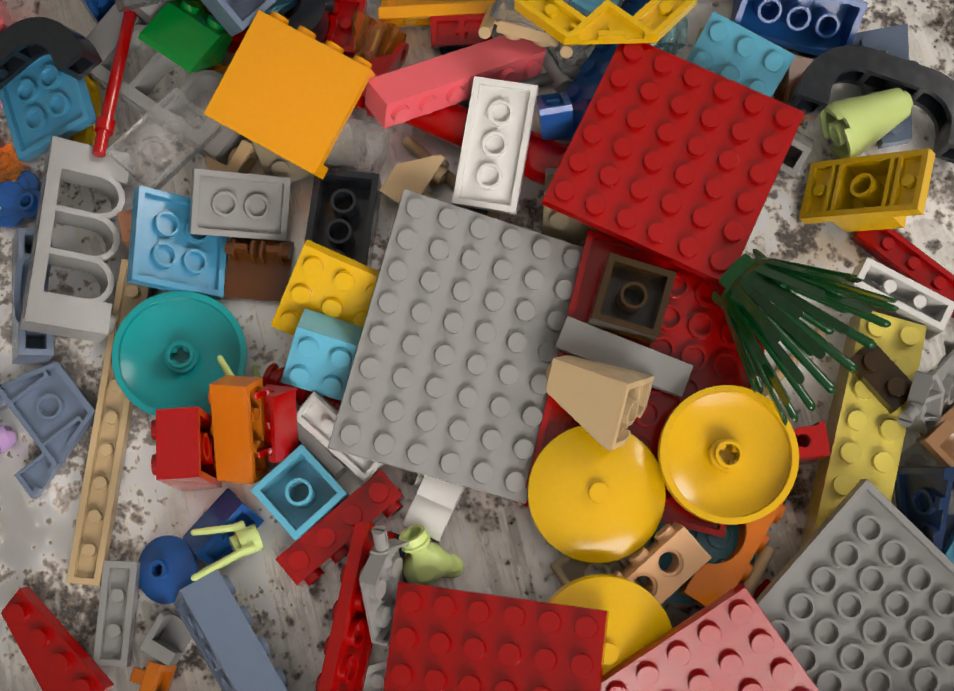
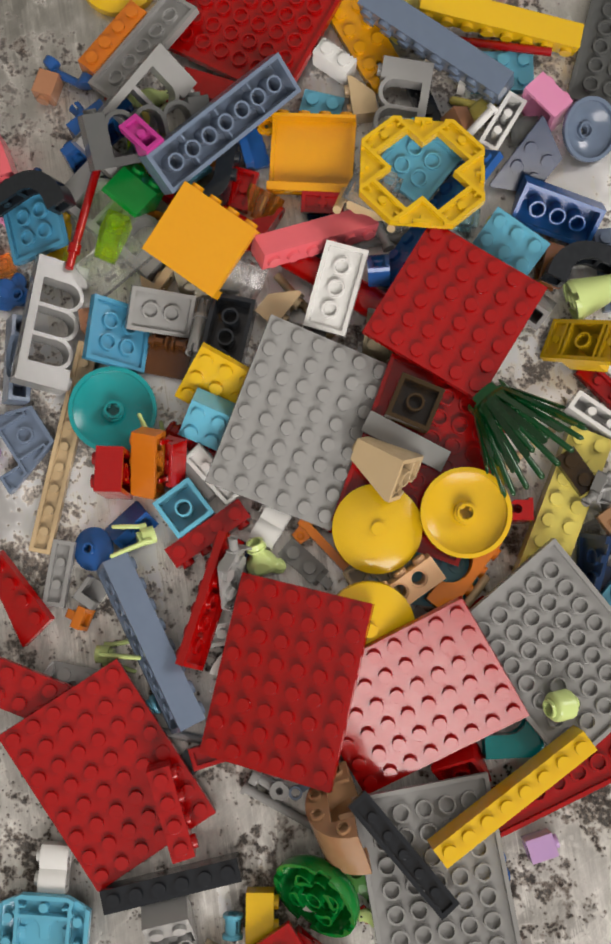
camera: 10 degrees right, 5 degrees up
(159, 101) = (112, 236): none -> clear neon green slope
(298, 222) = (198, 328): none -> light grey pin
(489, 507) = (306, 531): none -> orange hinge
(492, 558) = (305, 563): none -> light grey hinge

